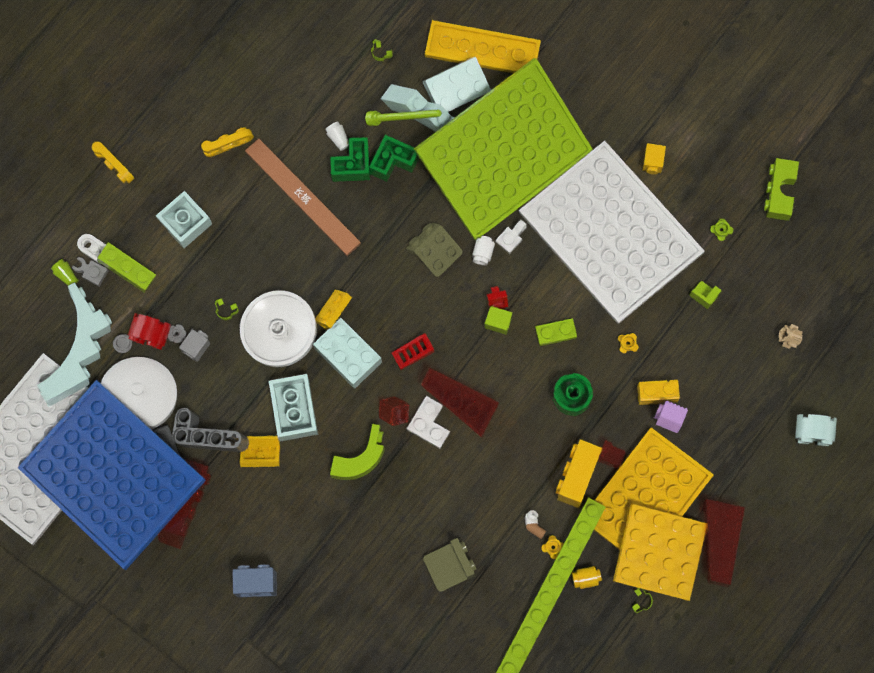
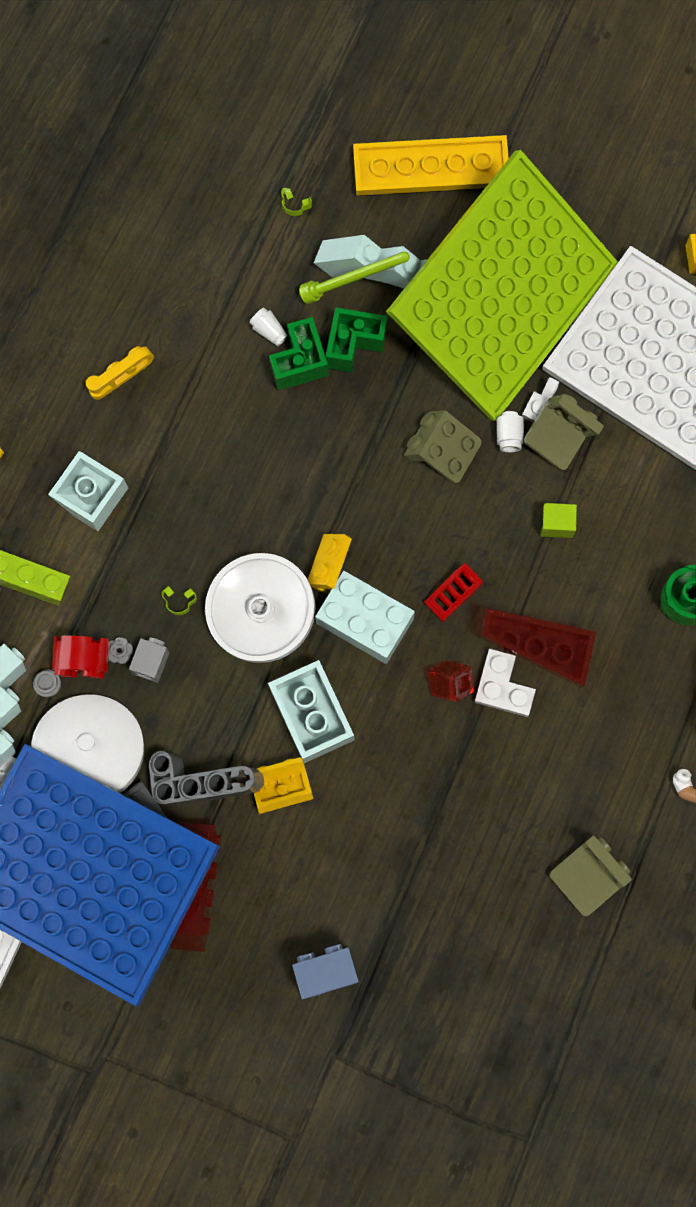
camera: 15 degrees left, 0 degrees up
(303, 197) = (243, 421): nougat tile -> none
(359, 466) = (420, 773): lime arch -> none
(457, 85) = (414, 217): light aqua brick -> none
(497, 298) = (548, 491): red tile -> none
(517, 259) = (561, 430): none -> olive bracket
(556, 332) = (639, 517): lime plate -> none

